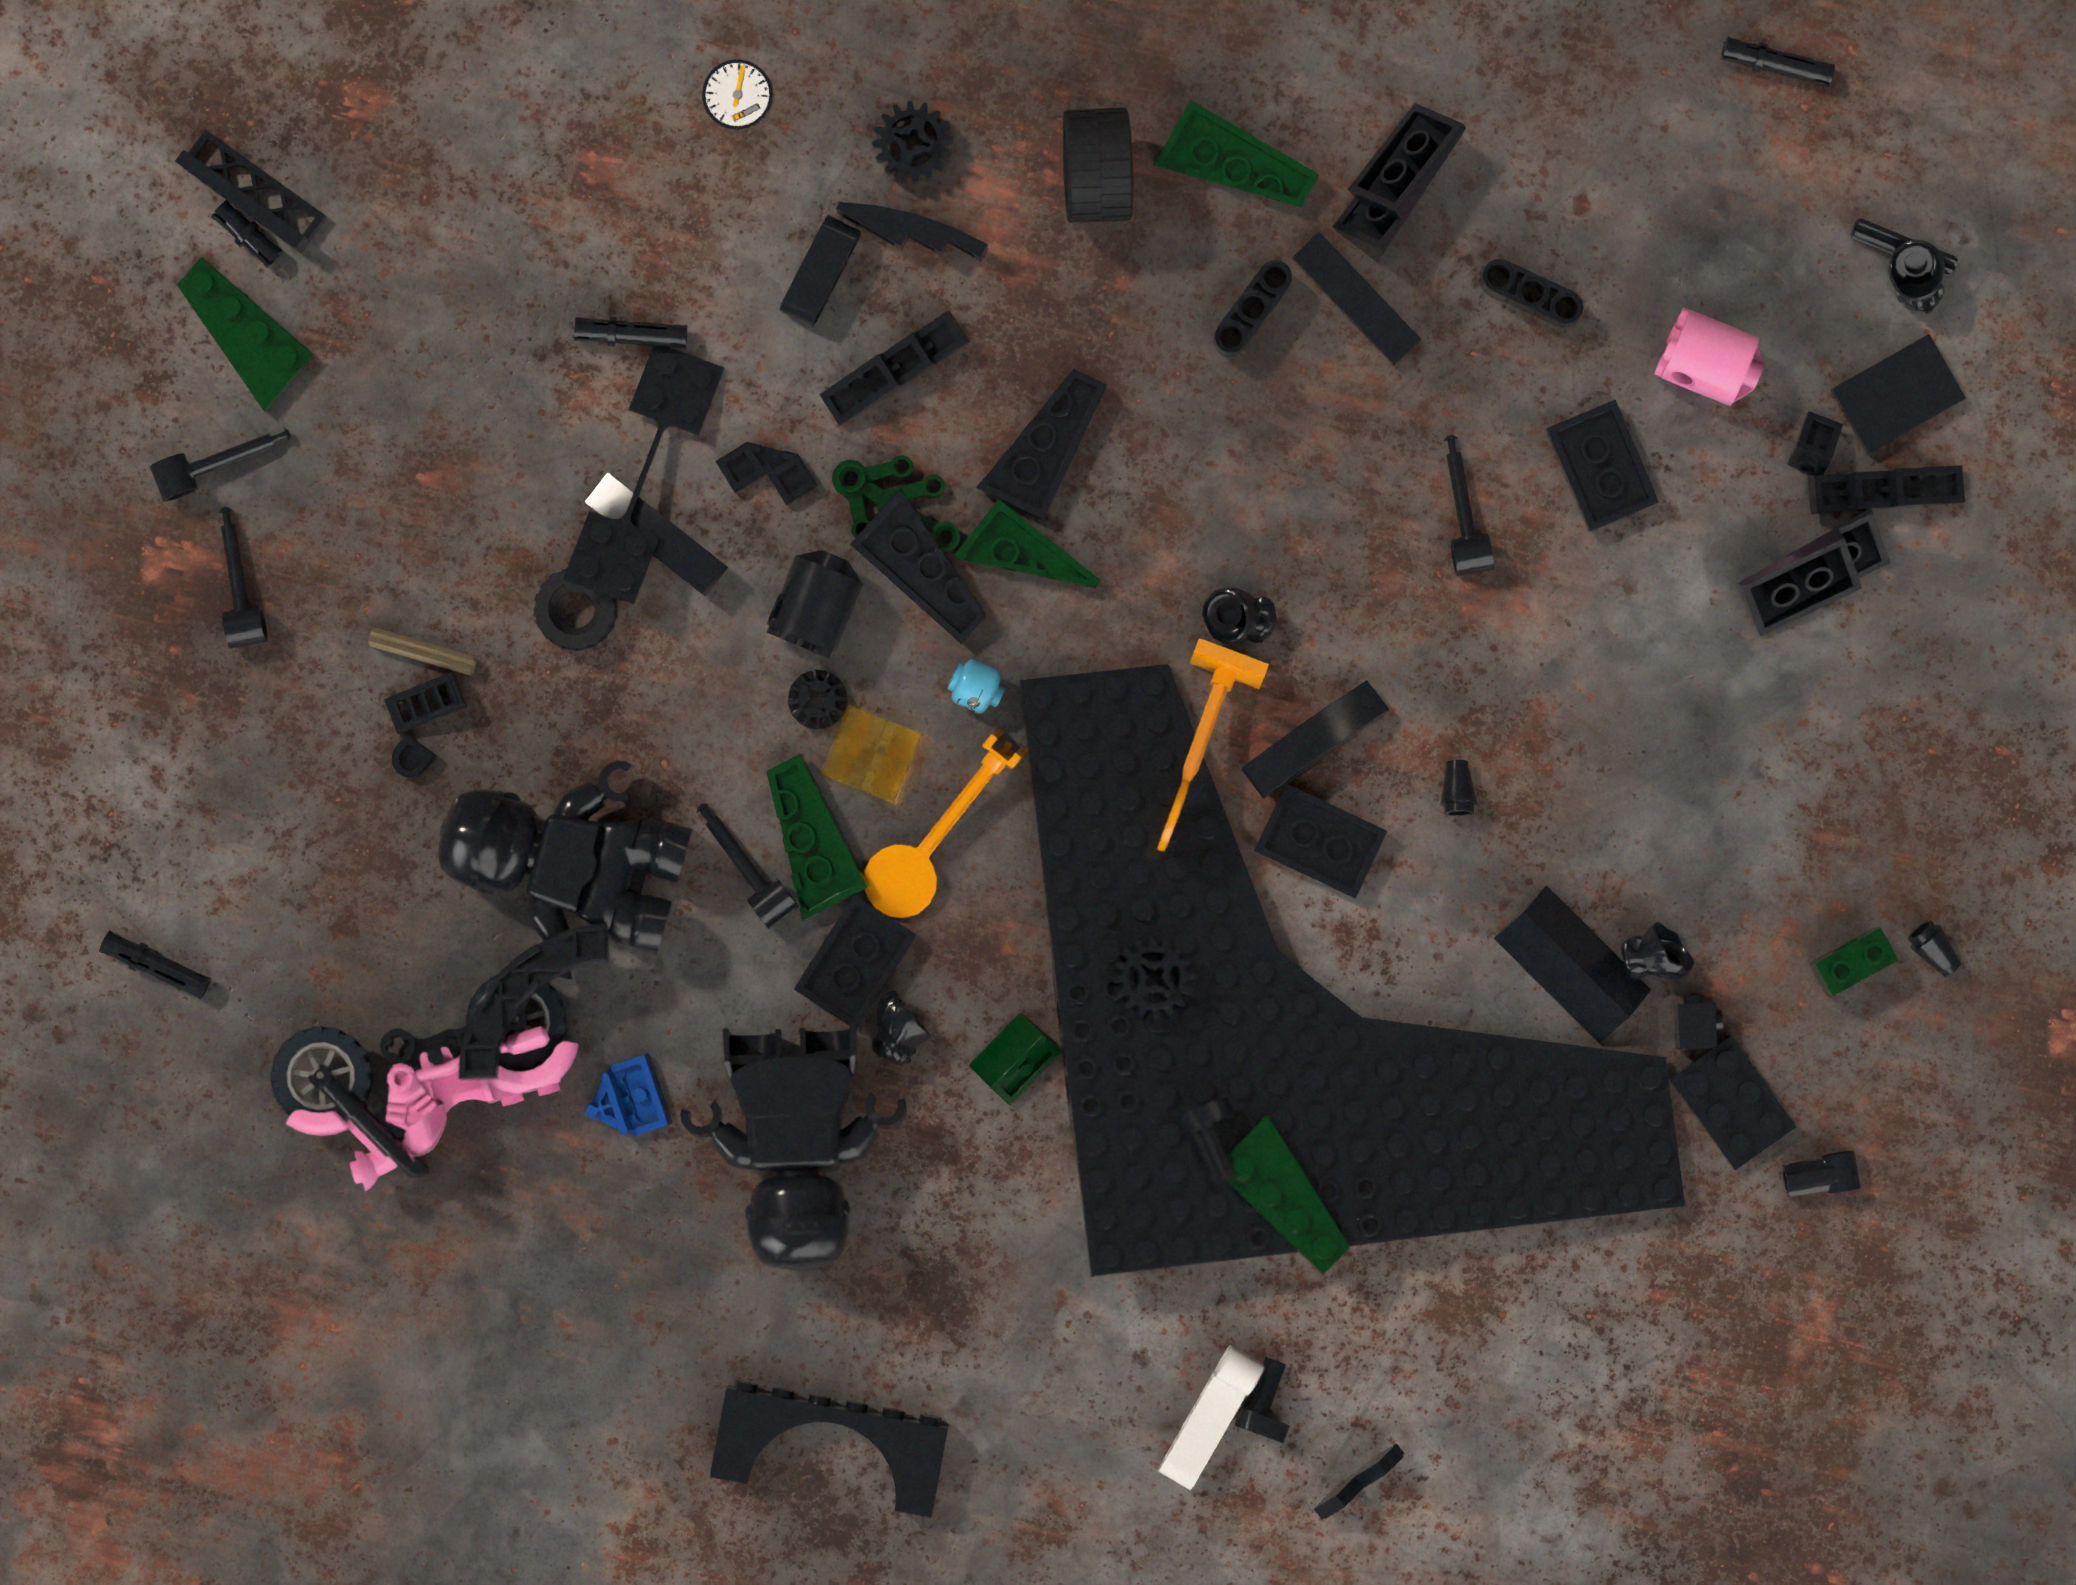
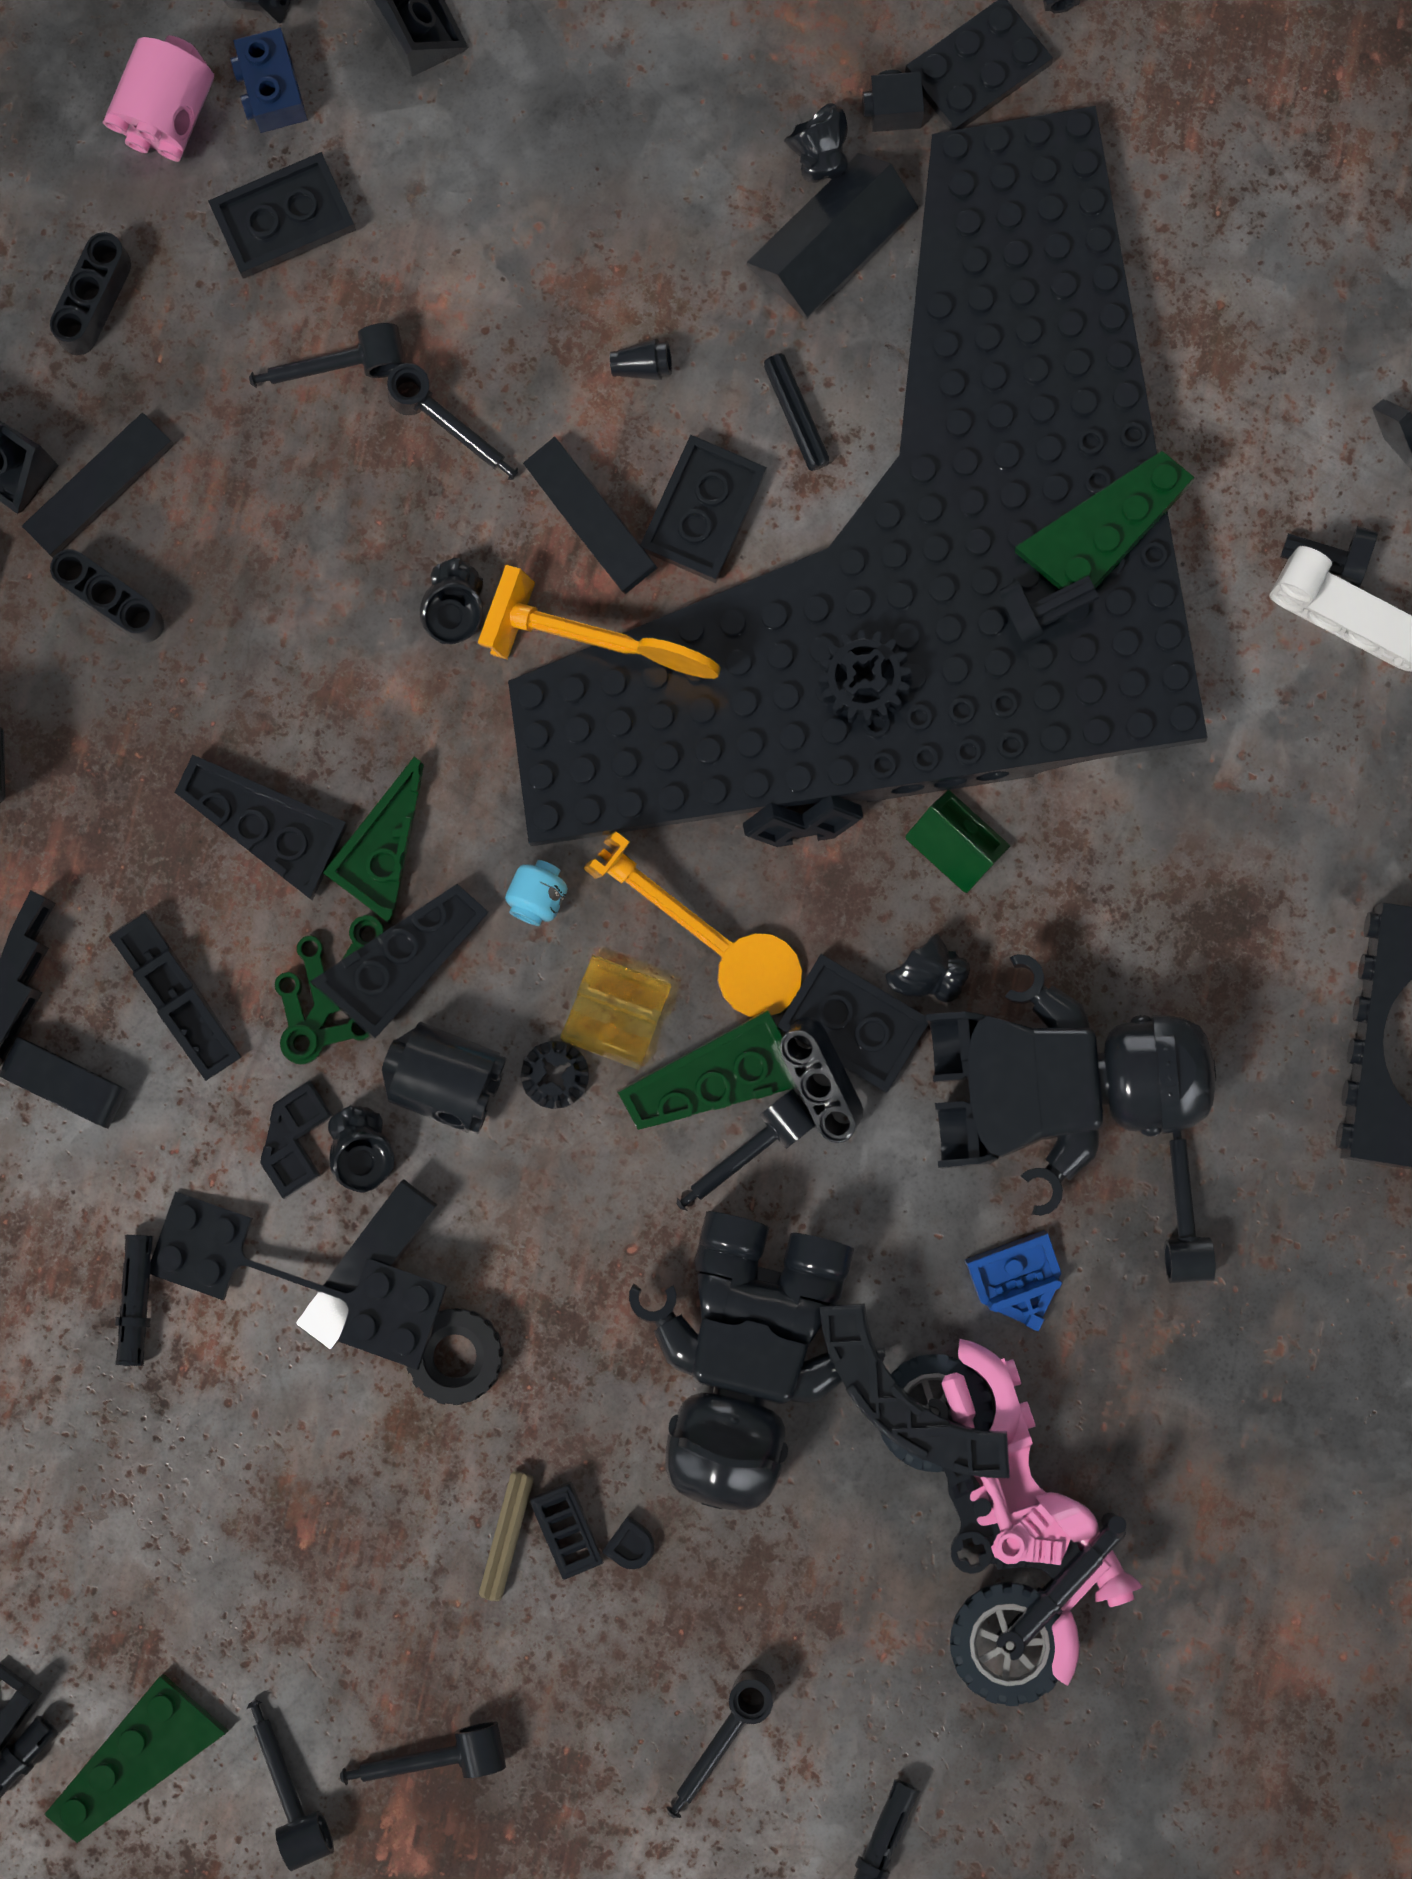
camera: 90 degrees left, 5 degrees down
(268, 848) = (740, 1714): none -> black piece
(644, 1245) = (1188, 1256): none -> black piece
(754, 528) = (359, 1150): none -> black hair
(788, 932) = (821, 1099): none -> black beam
(1035, 942) = (825, 819): none -> black tile
(1407, 612) = (424, 402): none -> black piece
(1409, 927) = (796, 412): none -> black axle
(1728, 455) = (269, 79): none -> dark blue brick

